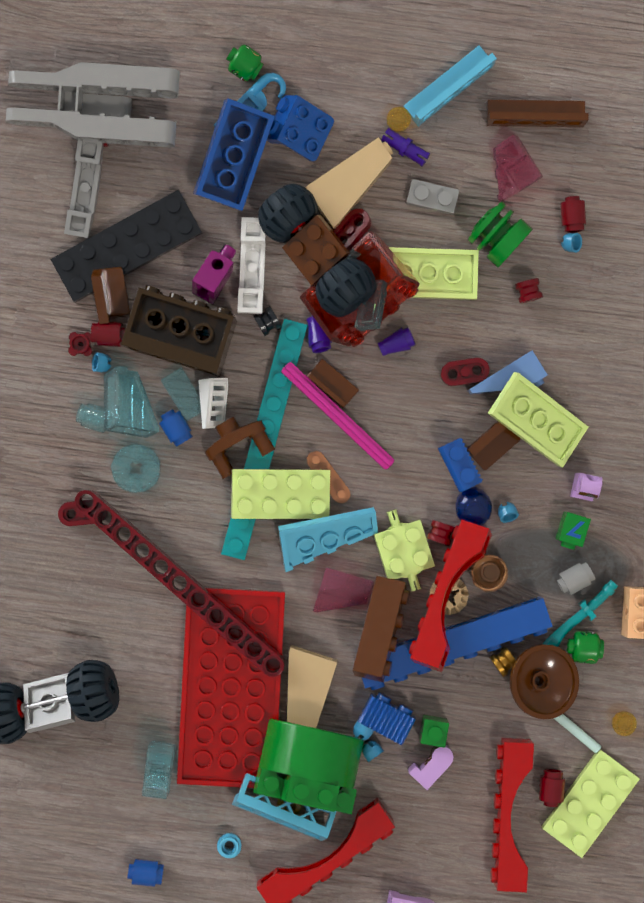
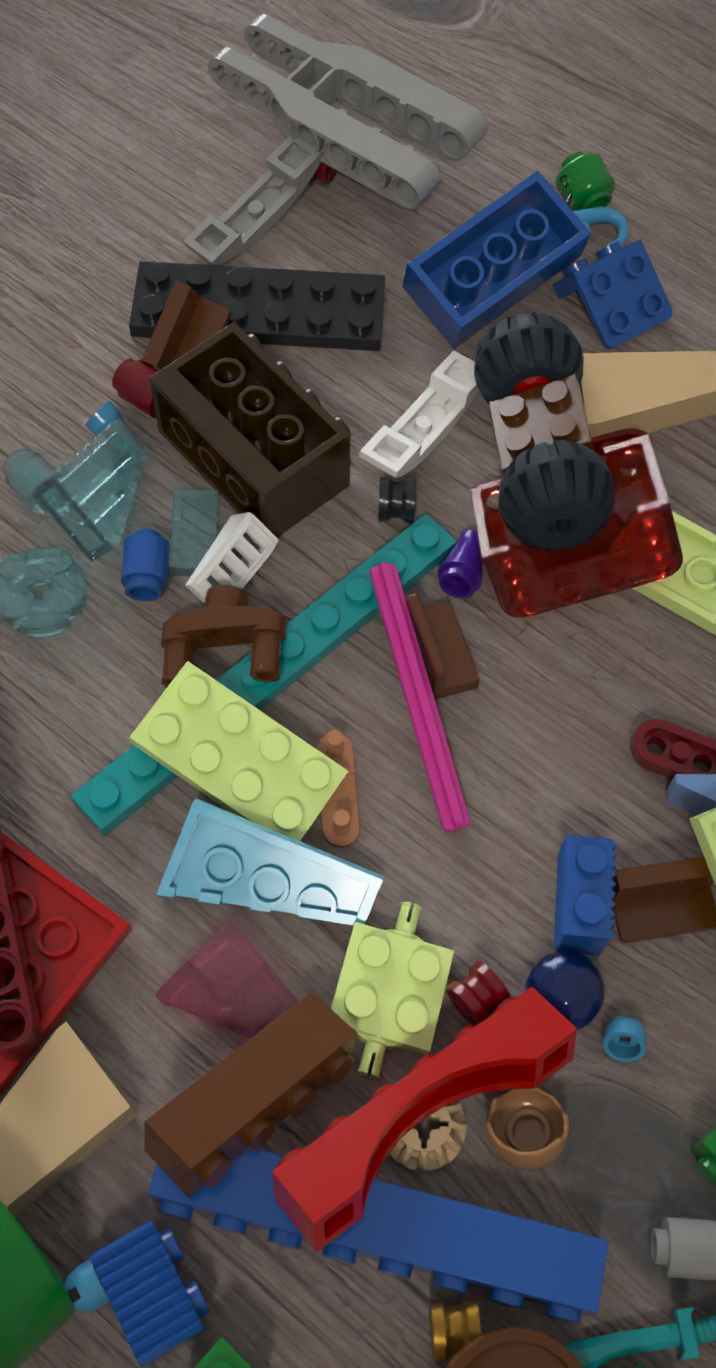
camera: 30 degrees right, 25 degrees down
(75, 348) = (89, 374): dark red plate -> none
(209, 281) = (361, 387): magenta torso -> none
(371, 312) = (573, 560): clear light blue tile -> none
(371, 750) = (76, 1345): dark azure hinge -> none
(397, 342) = (589, 645): dark purple cone -> none

